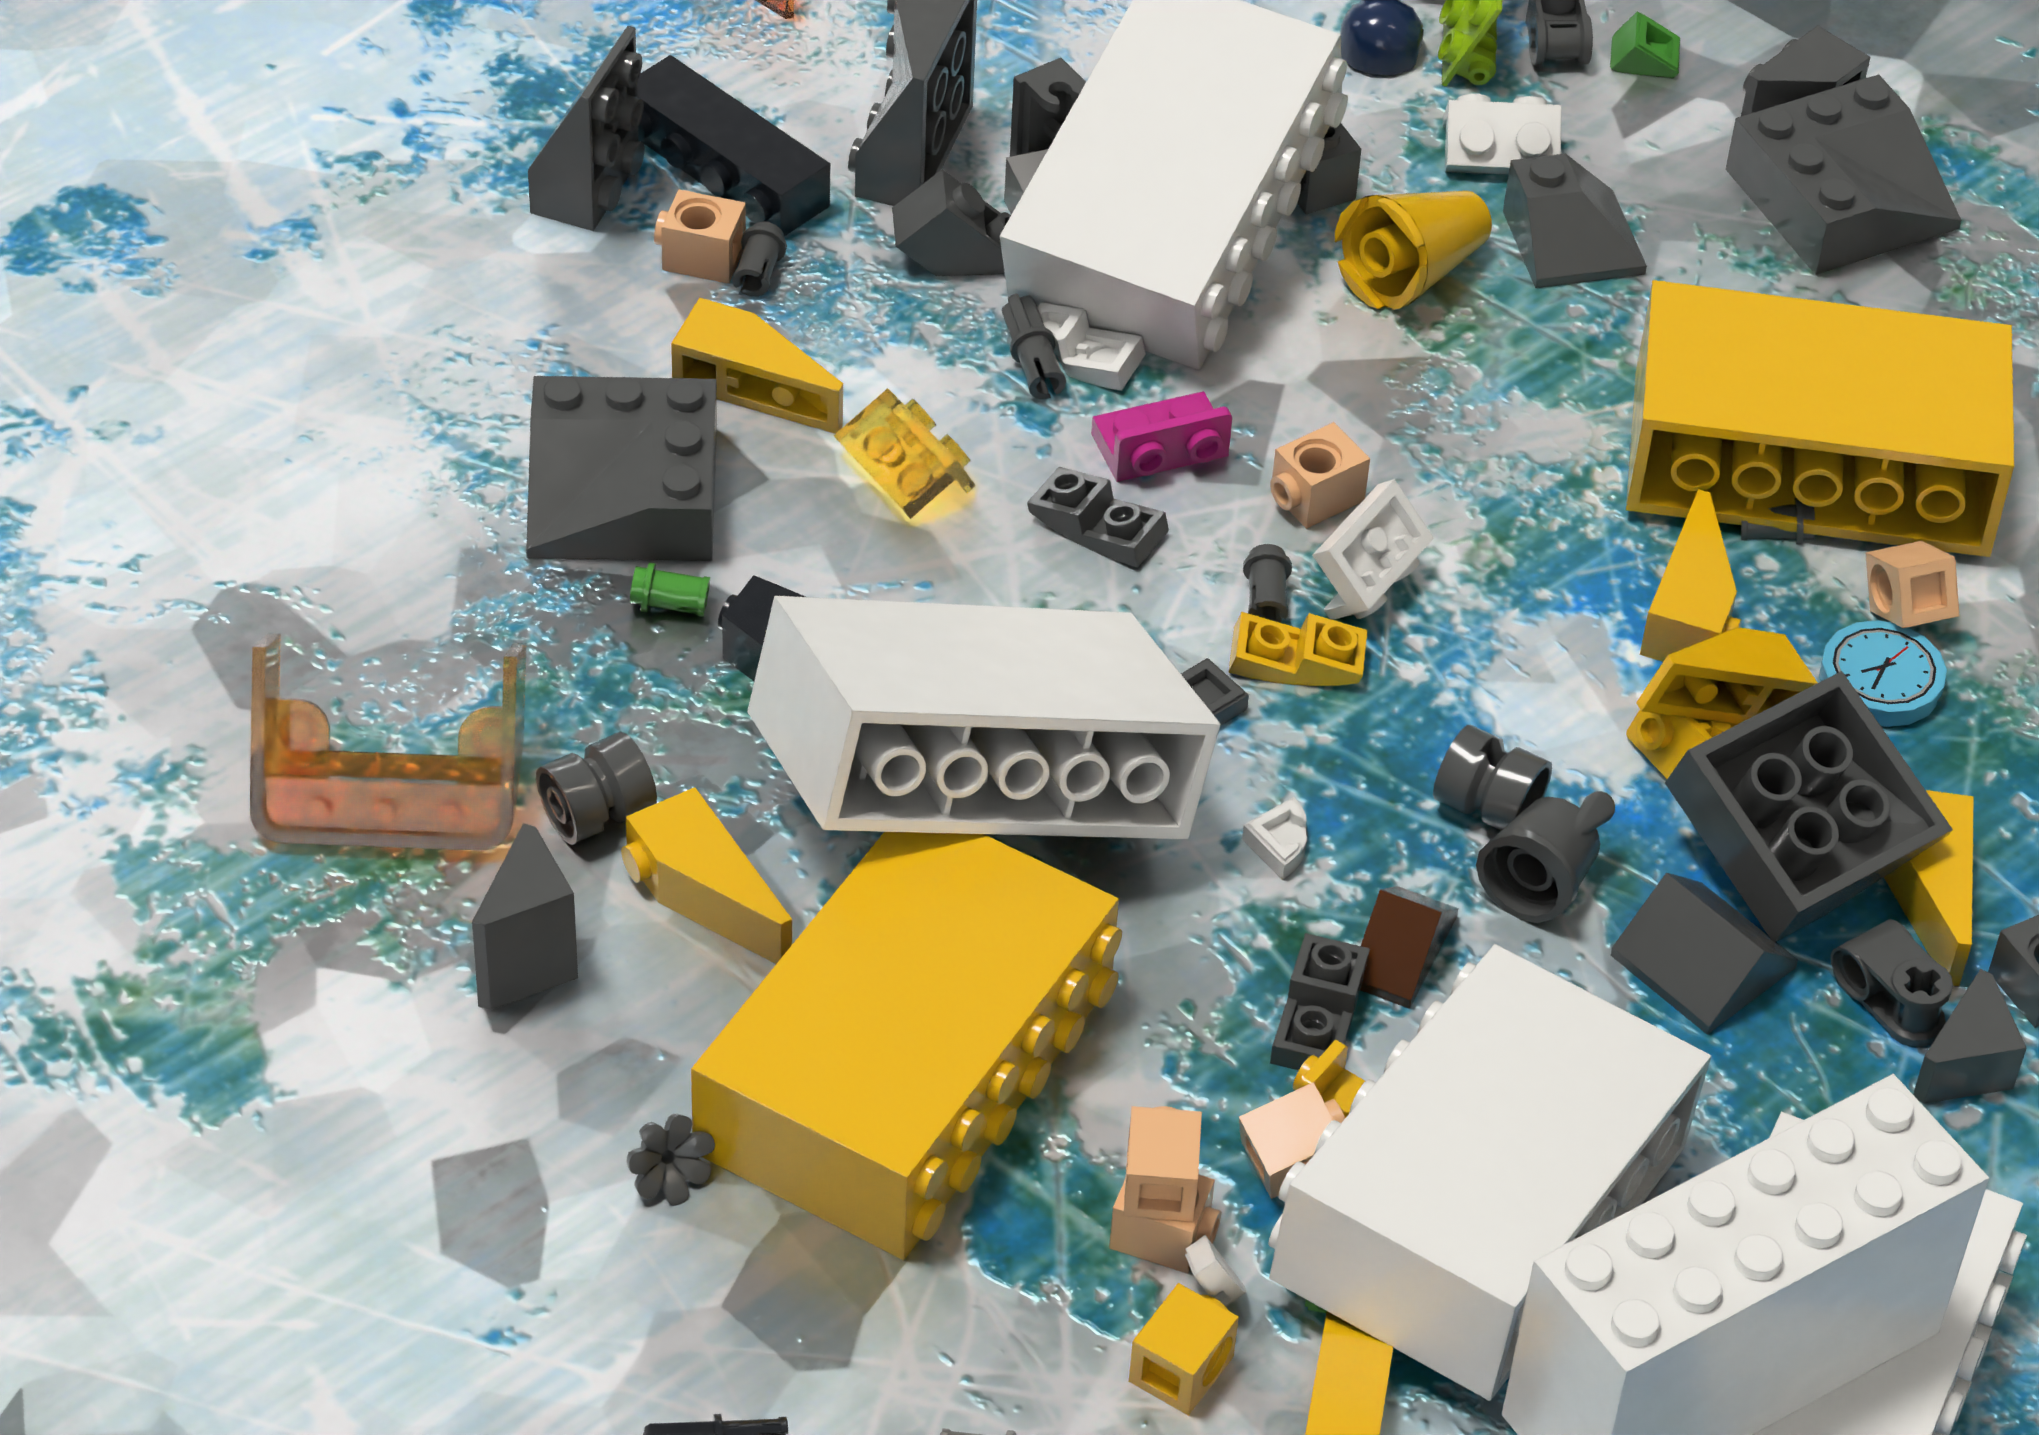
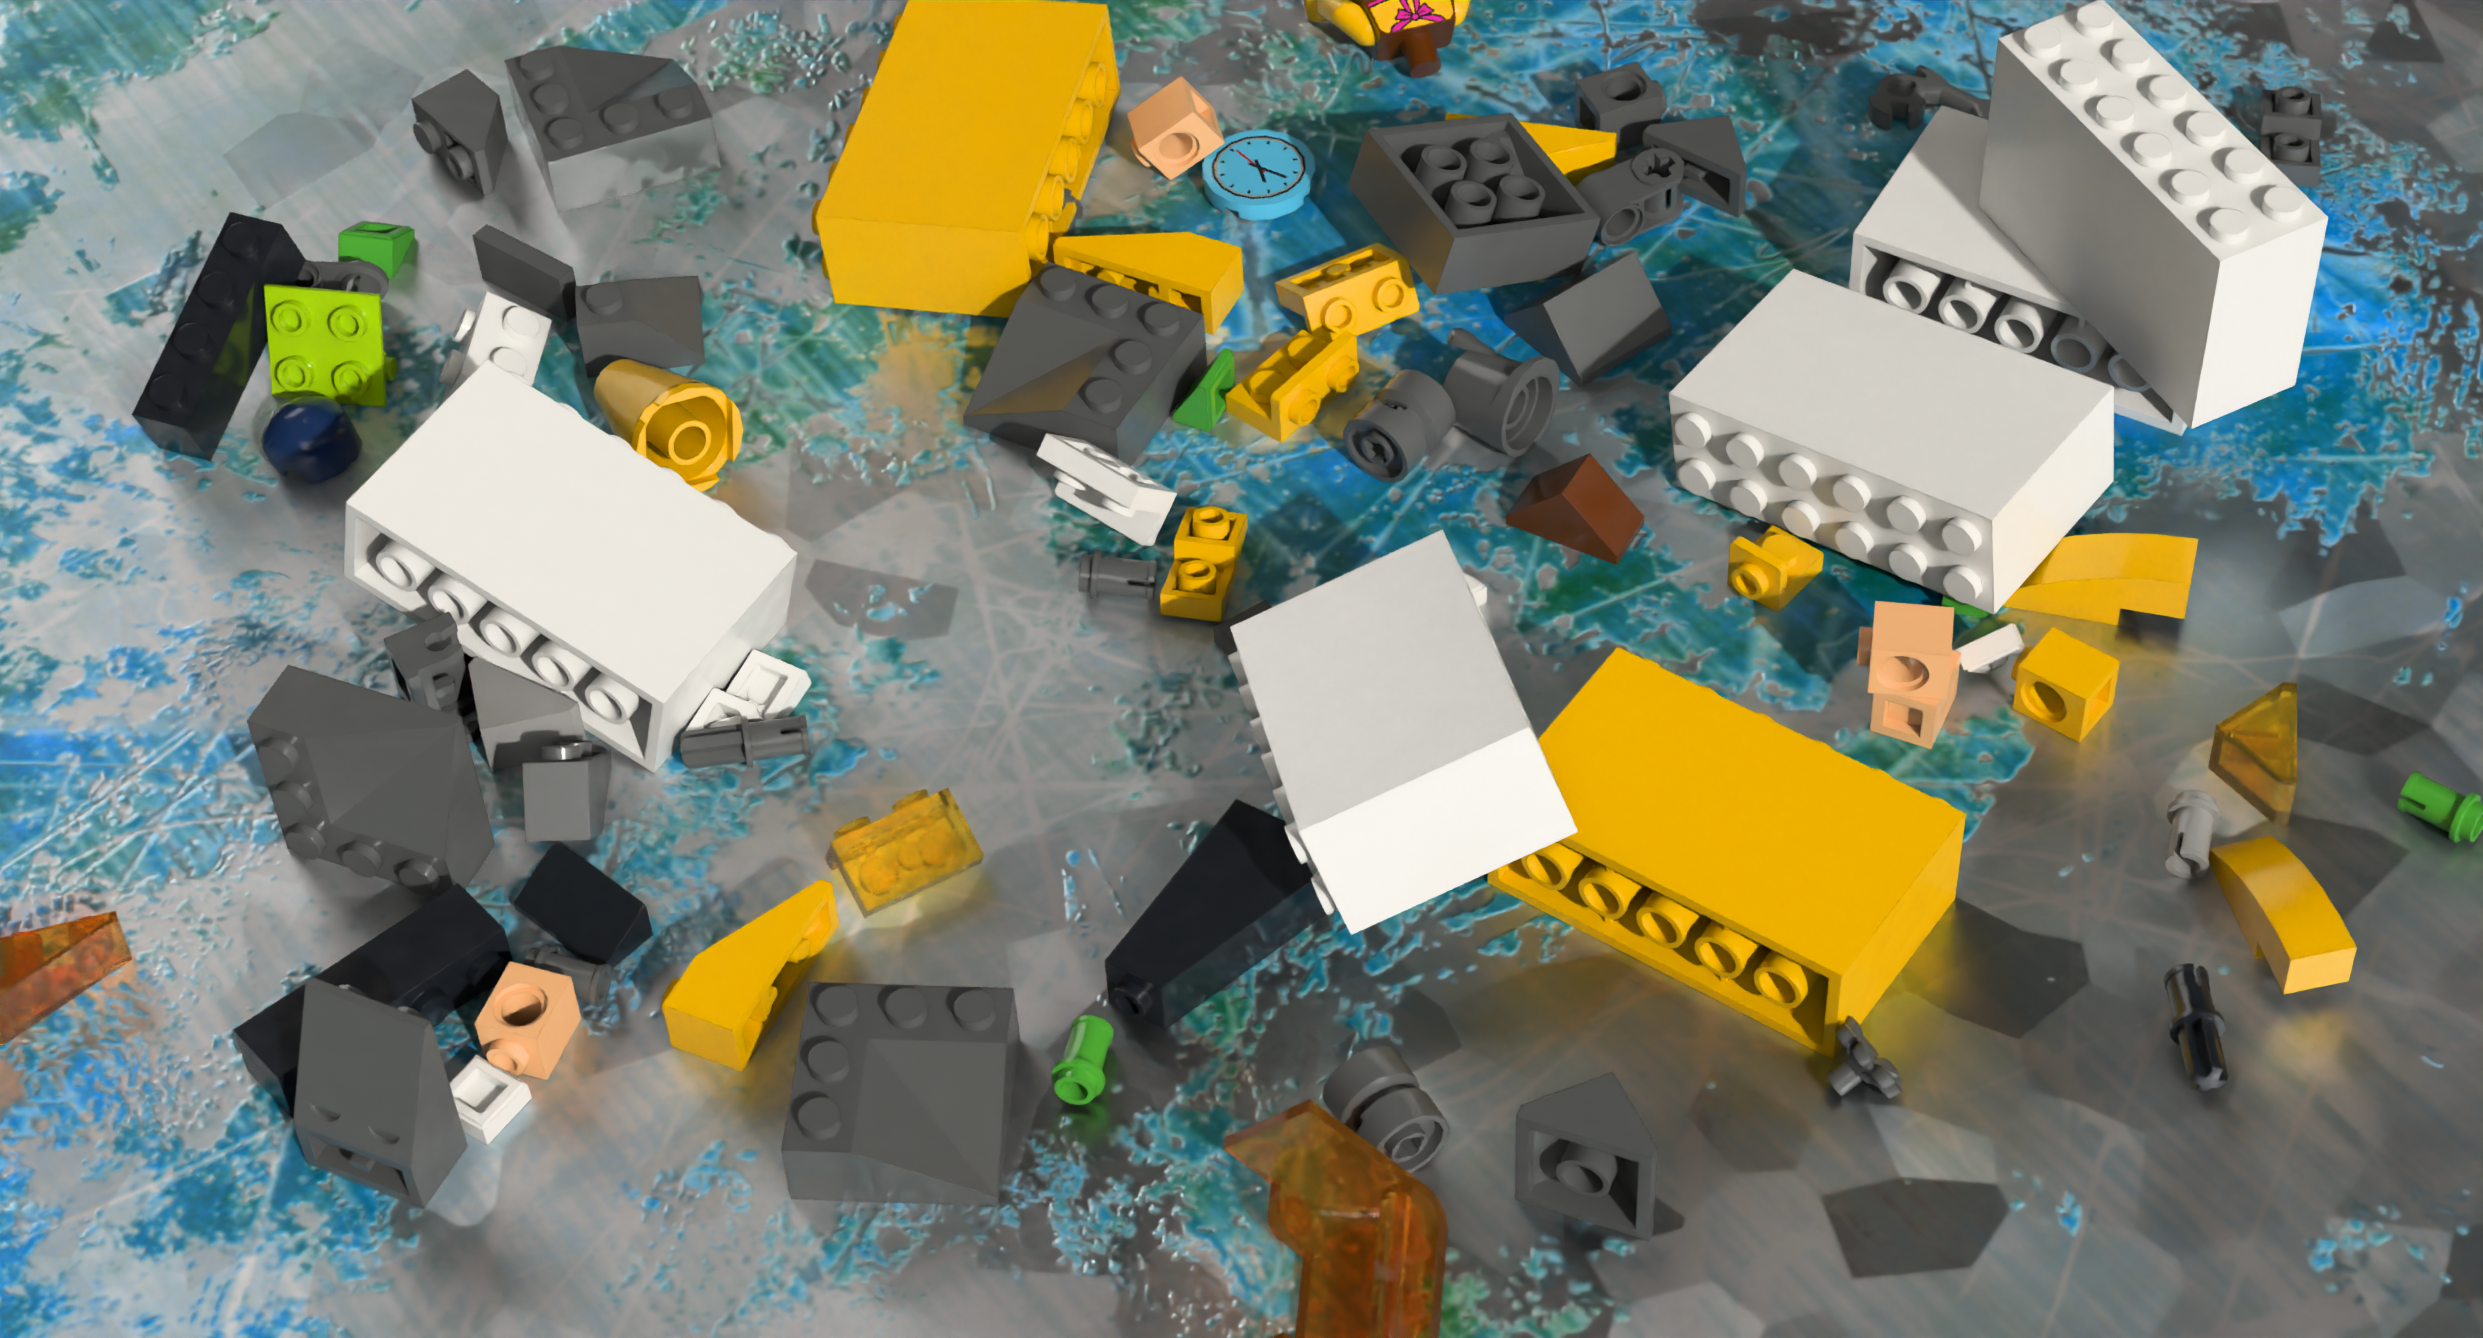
camera: 80 degrees left, 0 degrees up
(629, 228) = (487, 1098): none -> white tile
(704, 874) = (1491, 1031): yellow slope -> none
(837, 266) = (583, 908): none -> black slope
(1088, 514) = (1003, 709): dark grey slope -> none
(1162, 436) = (892, 648): dark pink bracket -> none
(1286, 1133) = (1835, 588): light nougat brick -> none
(1319, 475) = (977, 523): light nougat brick -> none
(1319, 999) = (1643, 571): dark grey slope -> none
(1532, 641) = (1207, 395): none -> bright green slope
(1542, 545) = (1088, 365): none -> dark grey slope
(1561, 710) = (1295, 383): none -> yellow bracket
(1618, 135) = (526, 272): none -> dark grey tile
(1727, 677) = (1295, 246): yellow slope -> none

